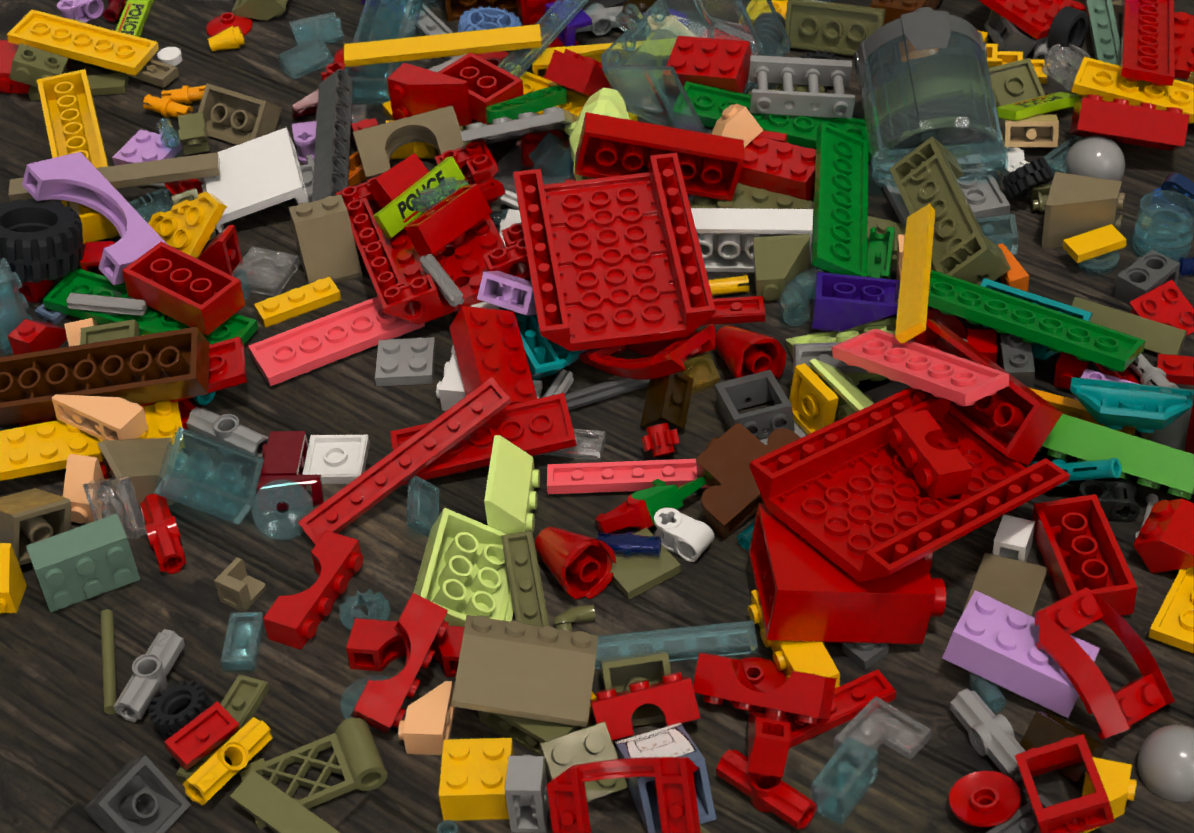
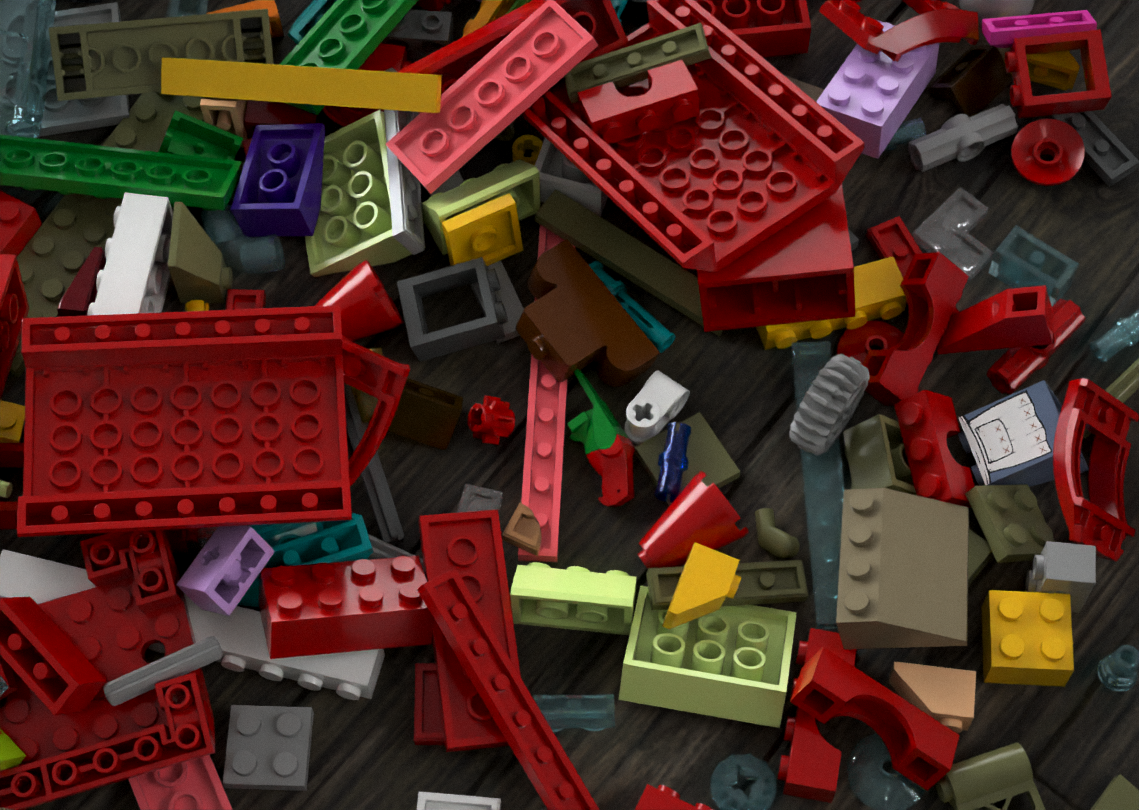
camera: 90 degrees left, 20 degrees up
(511, 552) = (702, 586): none -> yellow slope
(565, 462) = (523, 530): none -> medium nougat tile
(676, 622) = (829, 404): none -> light grey gear
(987, 467) = (632, 62): none -> olive tile
(1114, 767) = (1003, 30): none -> dark pink plate

